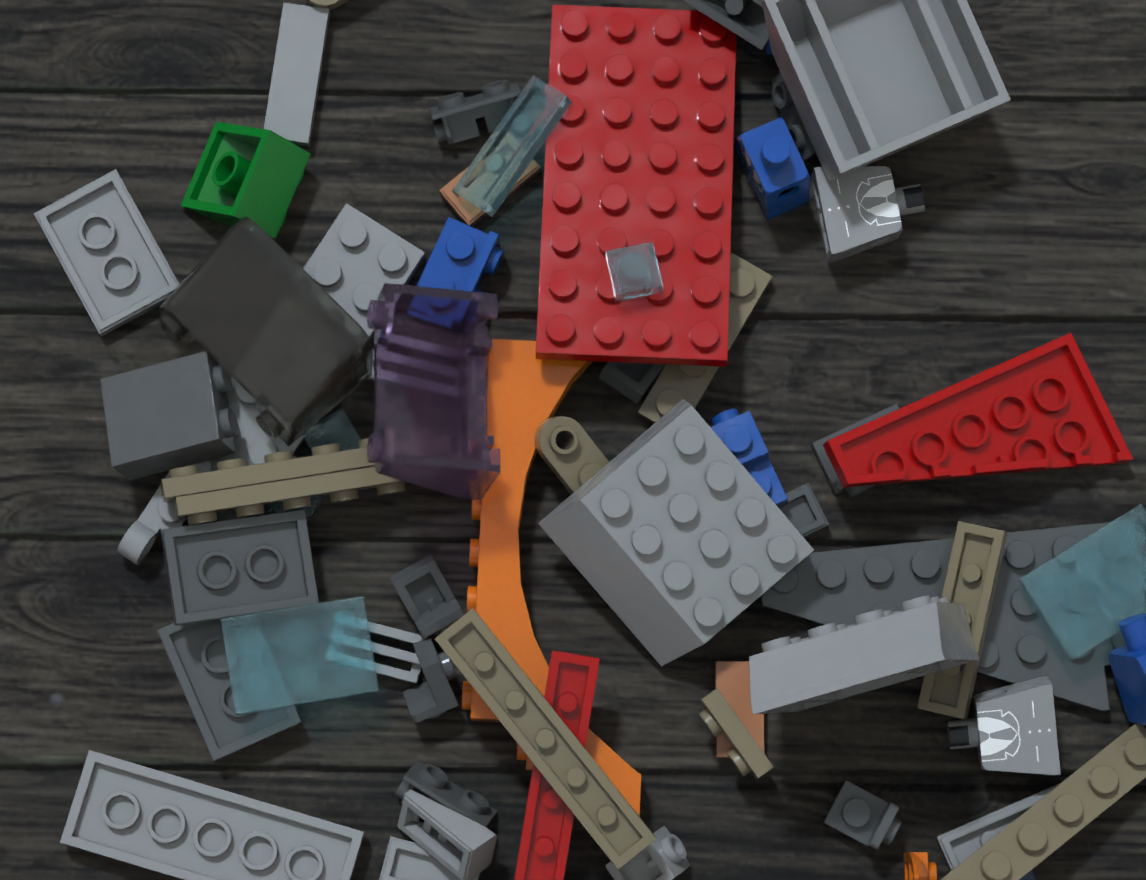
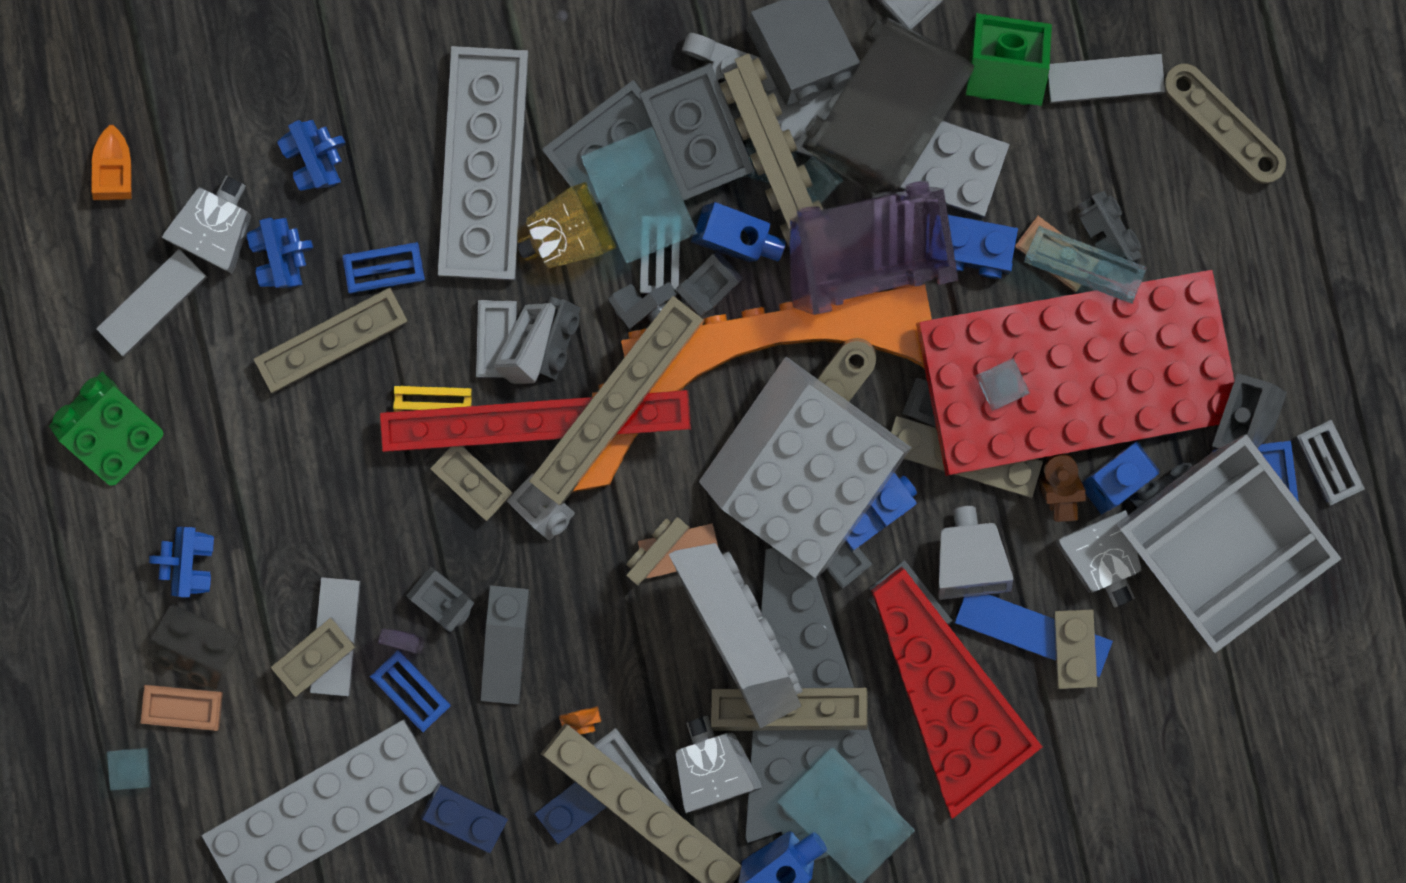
camera: 75 degrees right, 5 degrees up
(320, 753) = (567, 229): none -> clear yellow torso
(366, 565) = (721, 228): none -> blue torso
(771, 235) = (1062, 487): none -> reddish brown hips
(829, 361) = (972, 558): none -> light grey torso
(863, 816) = (618, 666): dark grey bracket -> none
(930, 312) = (1018, 626): none -> blue tile
(963, 267) = (1075, 649): none -> dark tan plate

